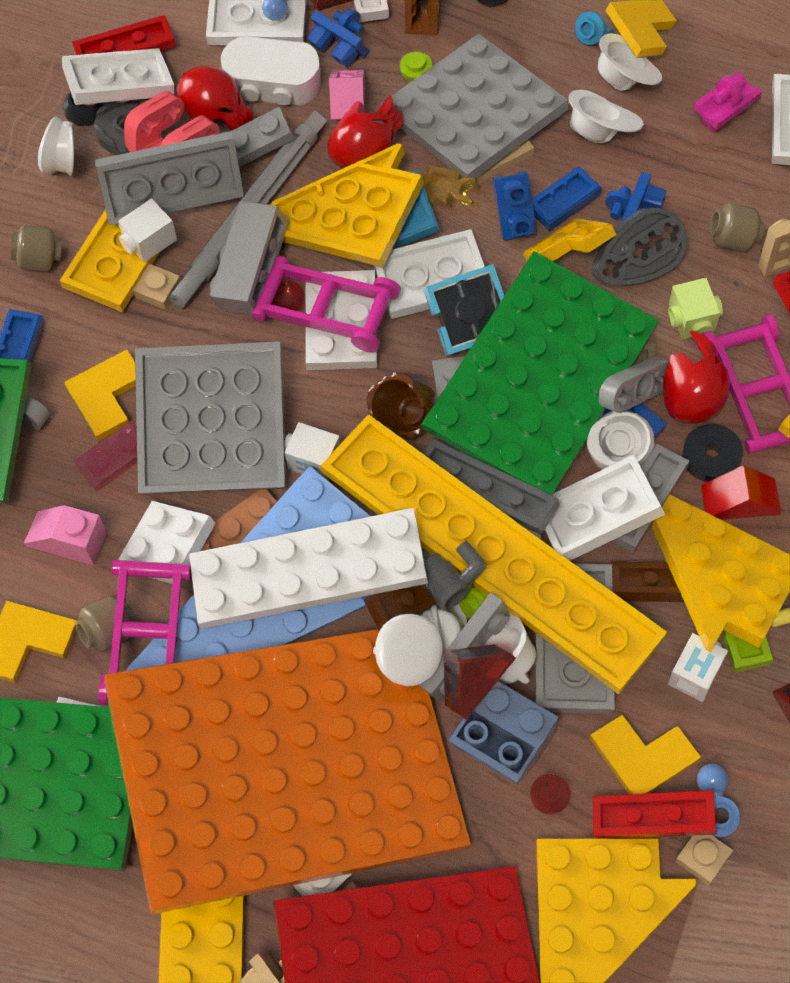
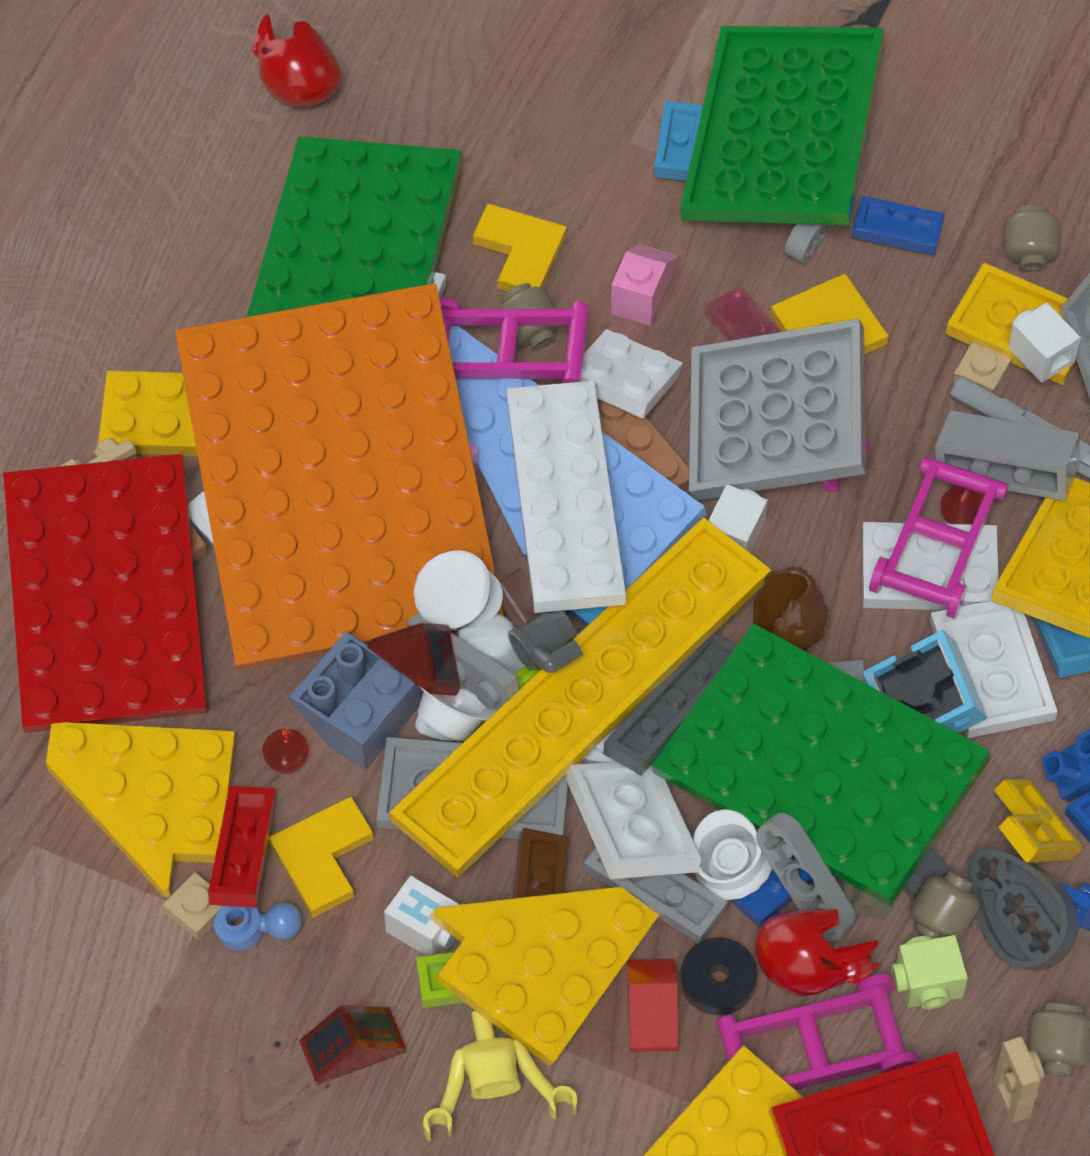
camera: 90 degrees right, 5 degrees down
(646, 293) = (945, 906): none -> dark tan head

